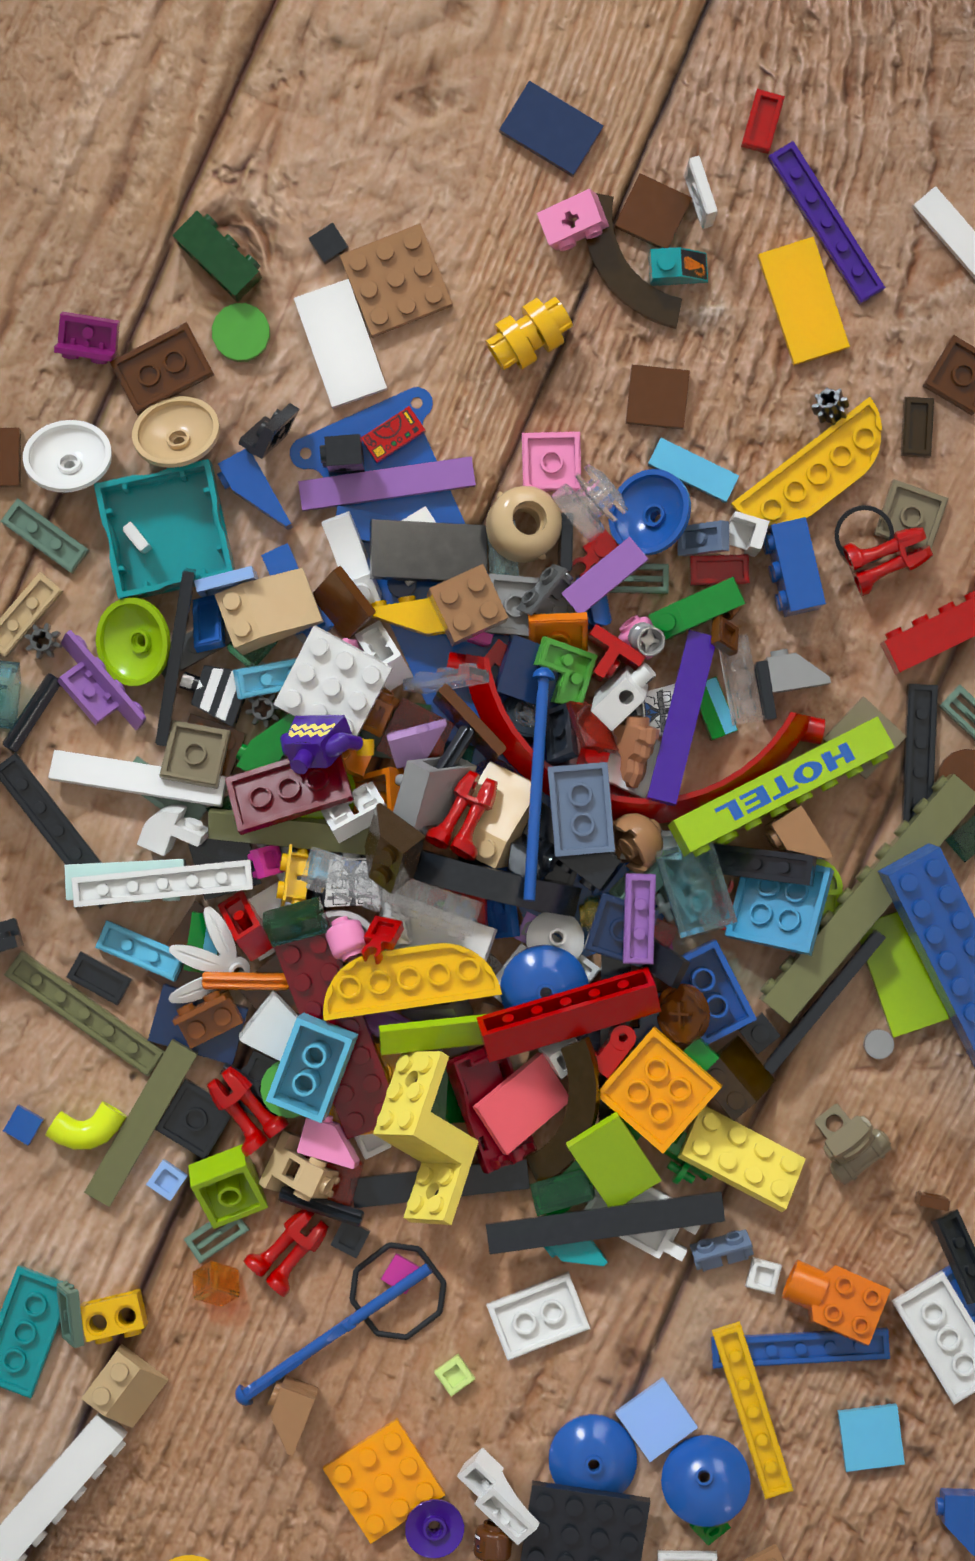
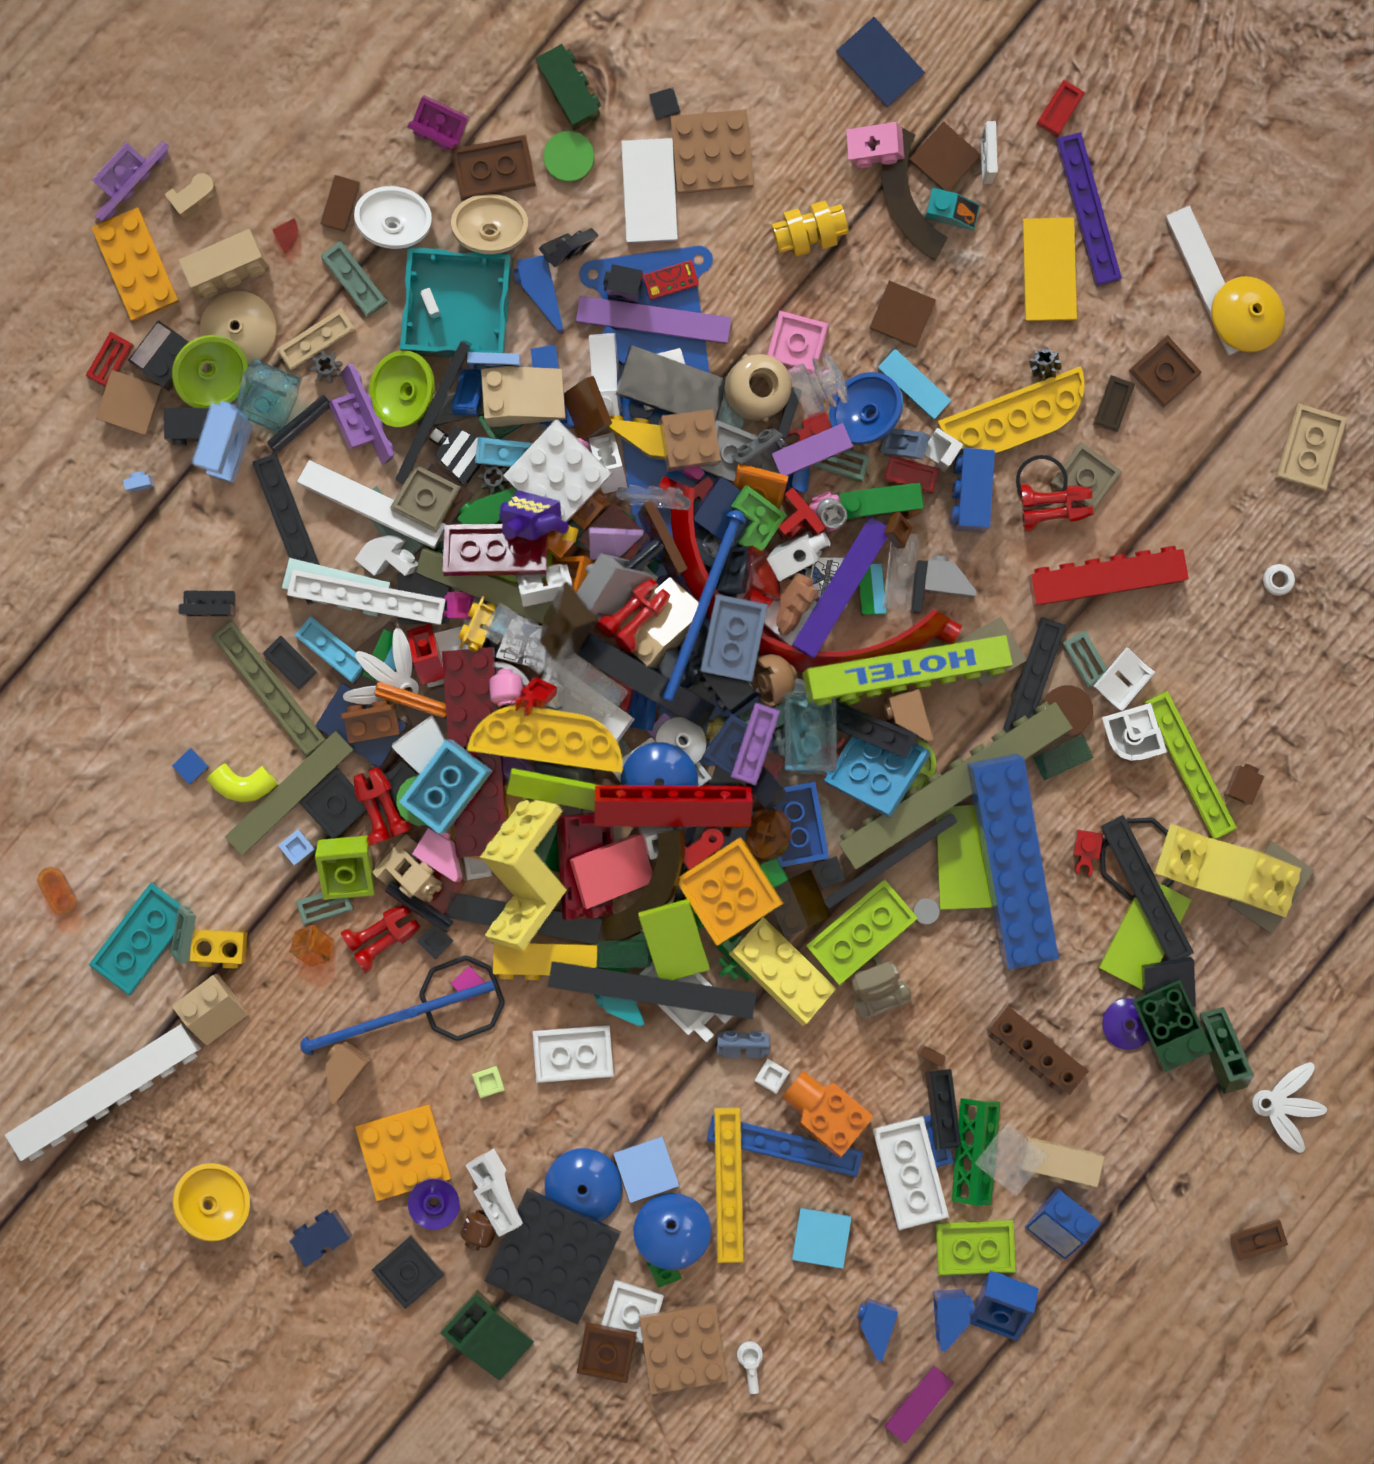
camera: 20 degrees right, 0 degrees up
(295, 922) = (467, 661): clear green slope -> none
(470, 1221) = (537, 958): none -> yellow brick
(815, 1088) = (862, 932): none -> lime plate

